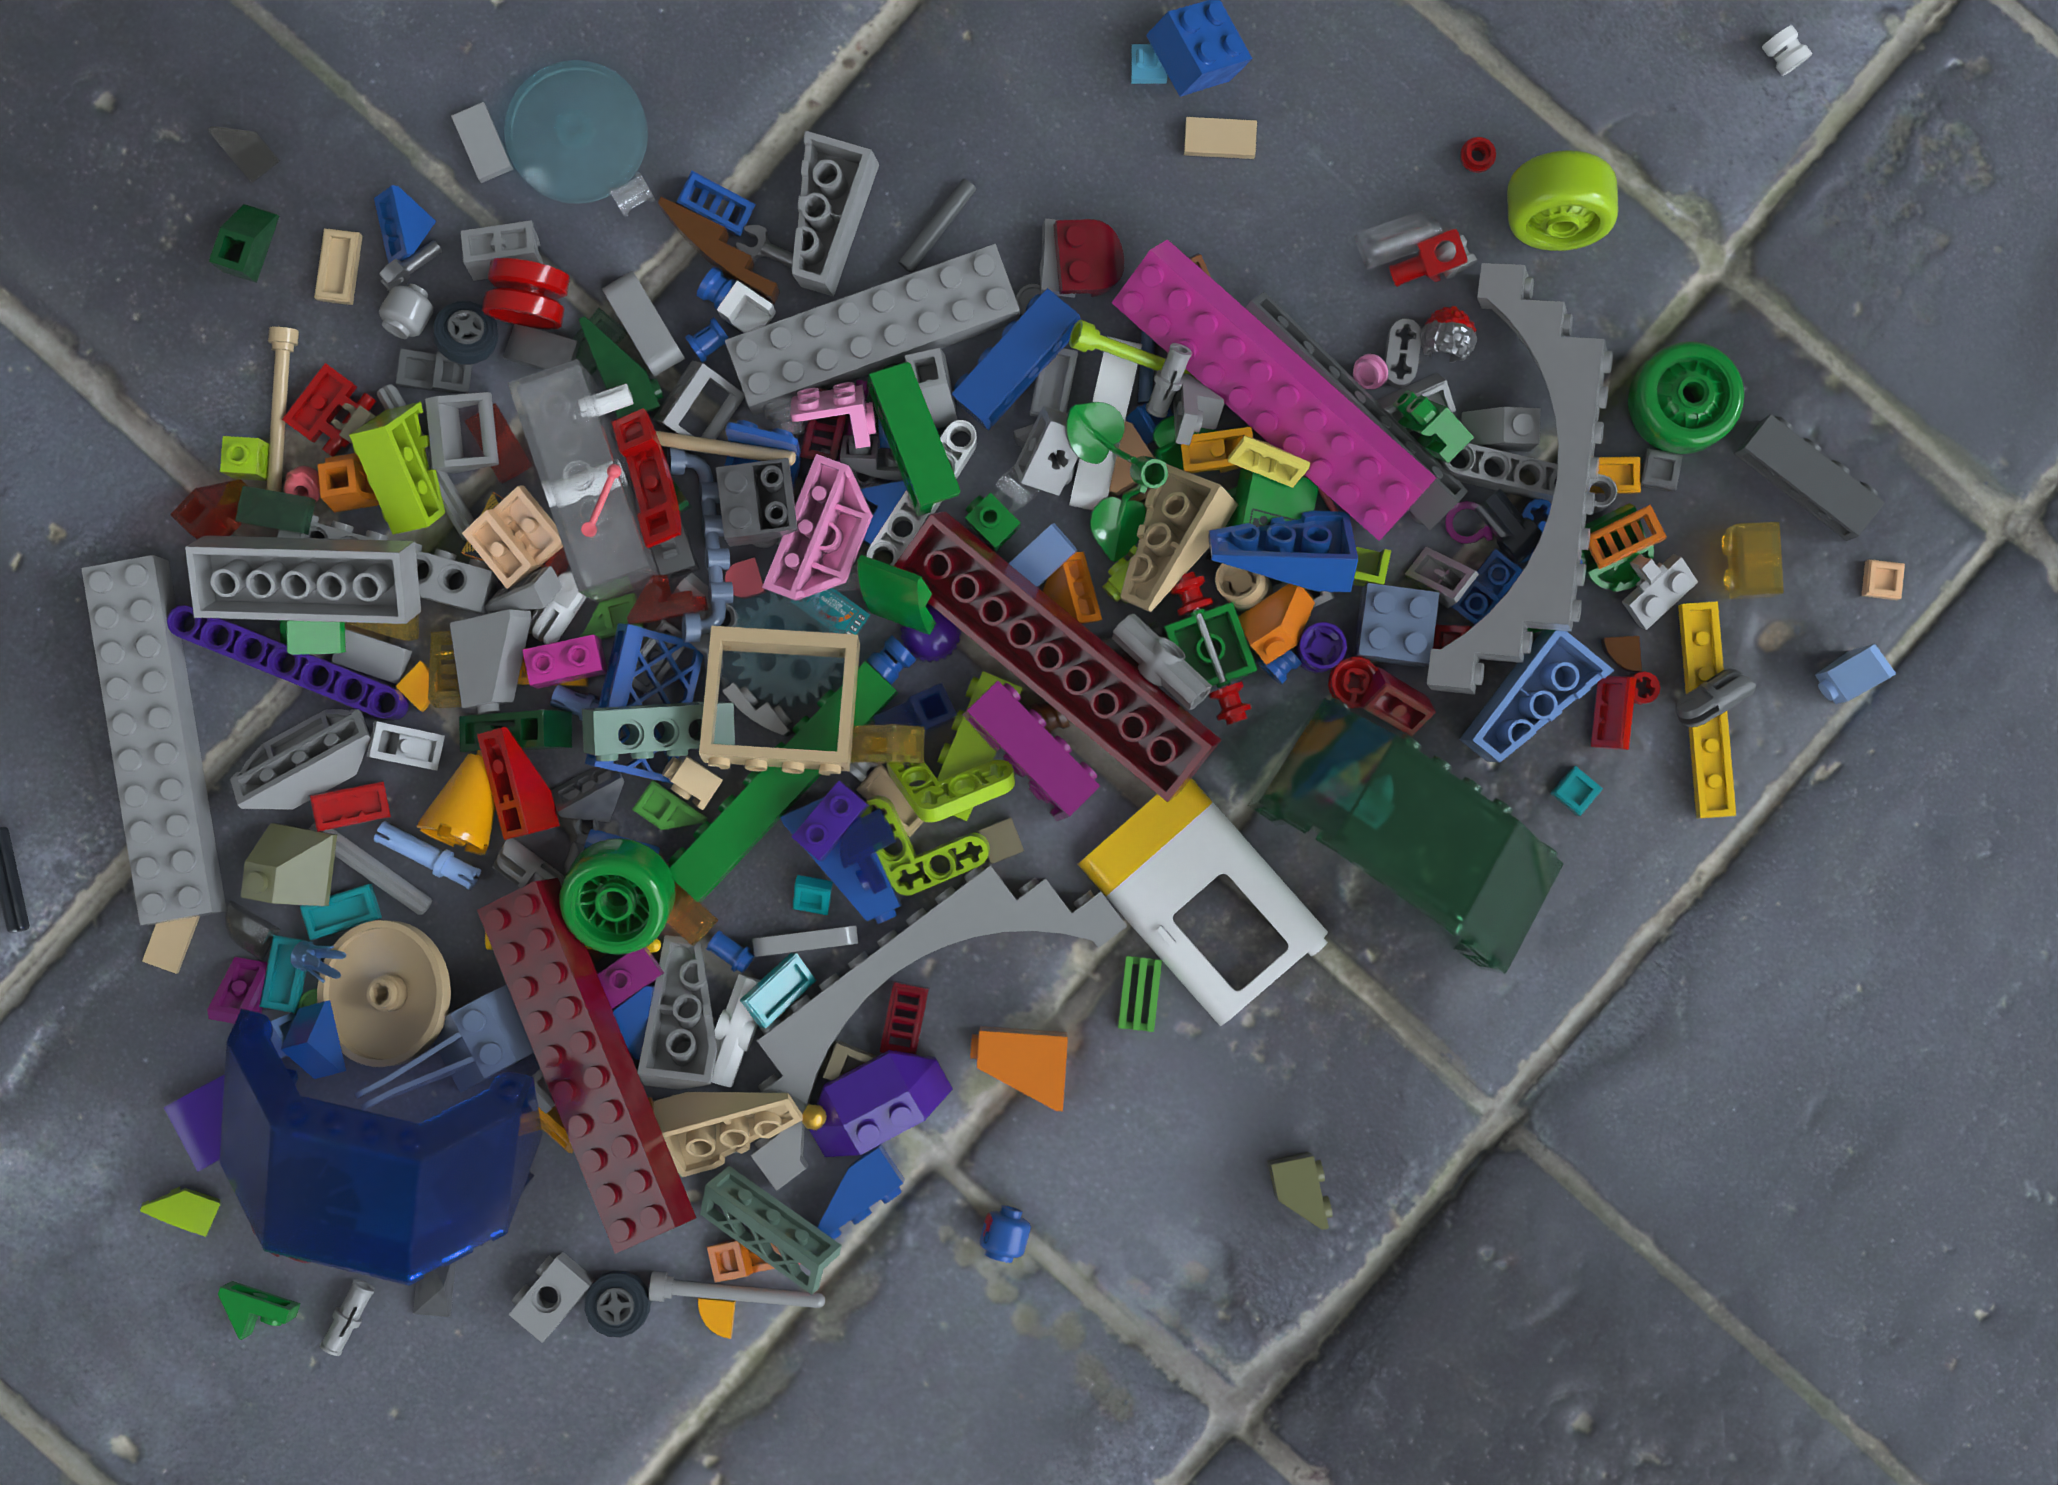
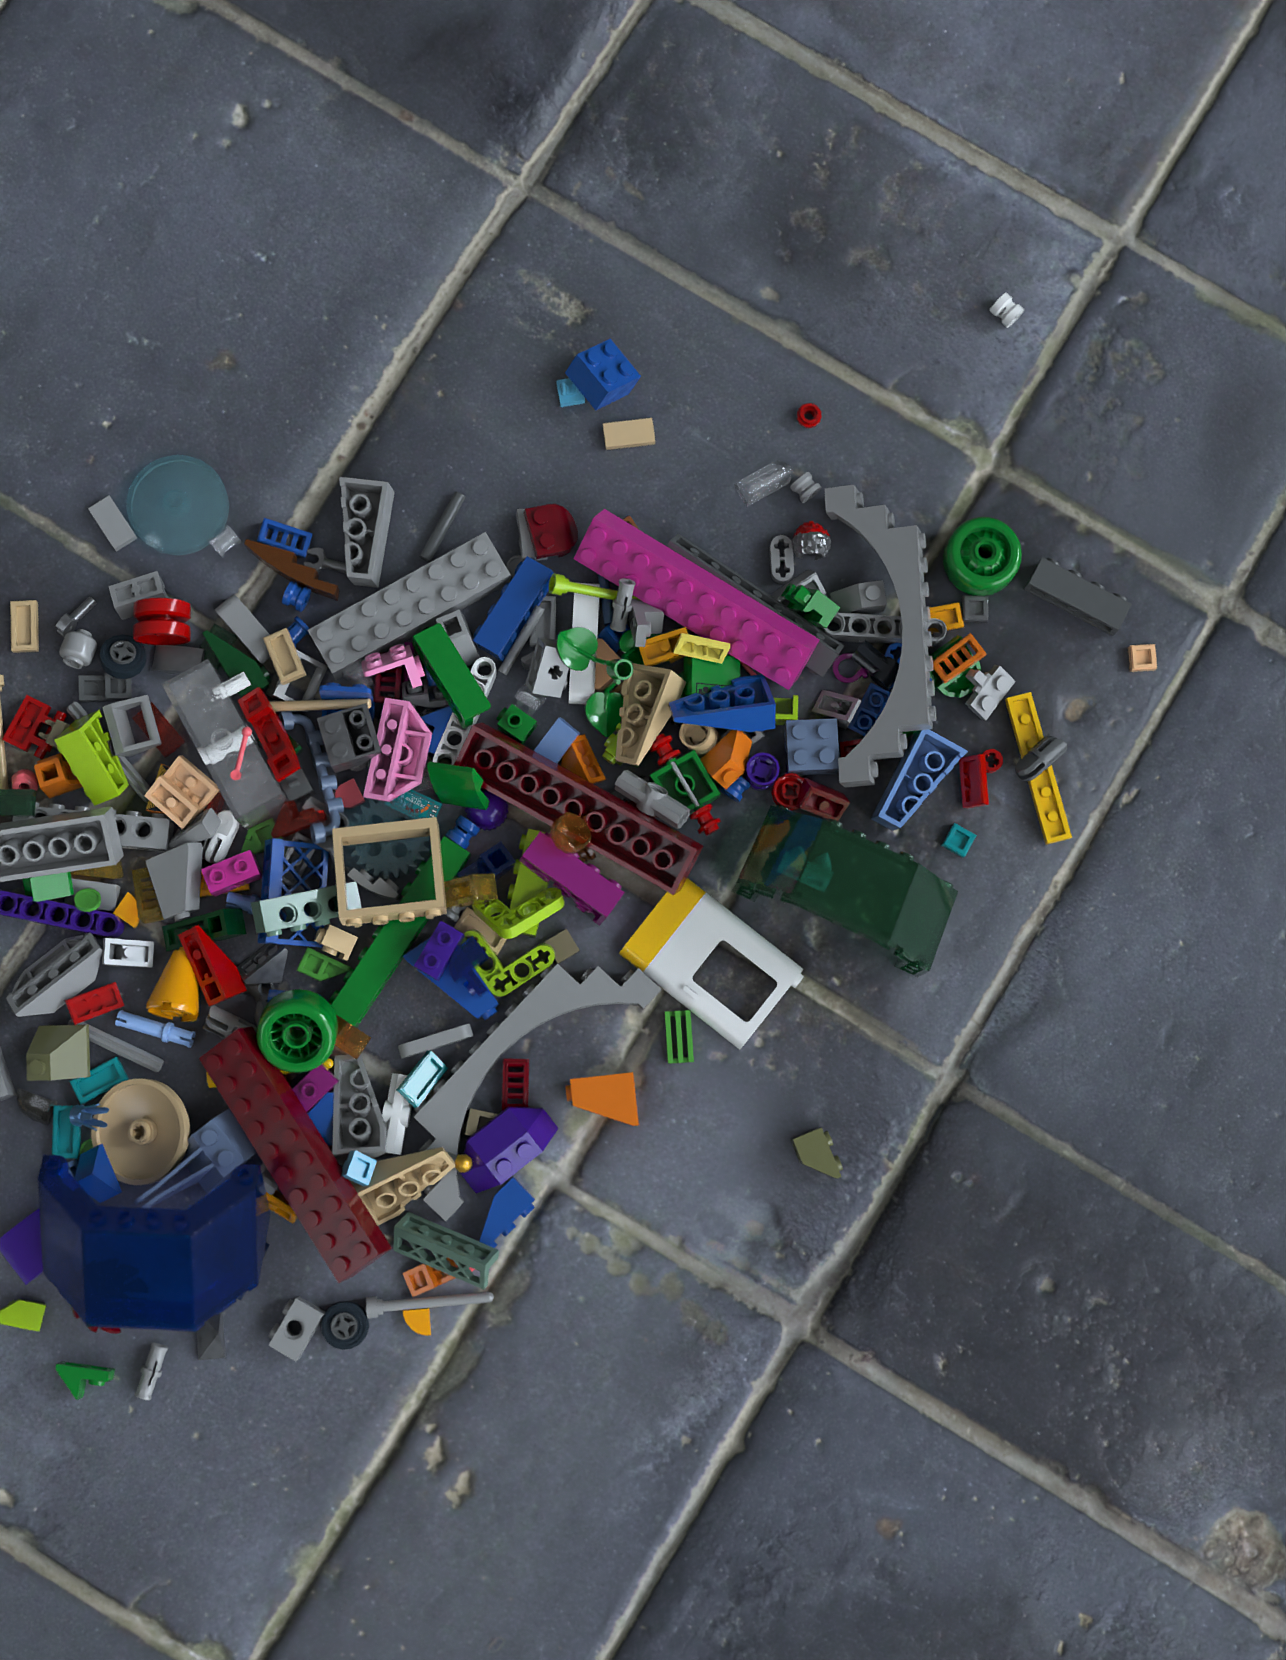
camera: 15 degrees left, 5 degrees down
(239, 989) = (35, 1145): magenta slope -> none
(362, 663) = (87, 900): none -> bright green piece
(401, 223) = (64, 588): blue slope -> none
(669, 1100) = (358, 1168): none -> medium azure tile
(686, 371) = (284, 656): none -> tan tile
(730, 952) = (383, 1058): blue pin -> none
(745, 309) = (318, 606): white panel -> none
(812, 895) = (435, 1008): teal tile -> none
(1005, 1234) = (613, 1224): blue head -> none
(1019, 404) = (521, 640): none -> light grey bar
(1039, 691) = (570, 833): none -> clear orange hair
(1370, 371) = (761, 575): bright pink plate -> none
(1427, 262) = (786, 494): red bracket -> none
(1562, 200) = (871, 436): lime wheel -> none
(1624, 652) = (973, 738): reddish brown tile -> none
(1753, 560) = (1050, 659): clear yellow brick -> none
(1854, 674) = (1133, 725): light blue slope -> none

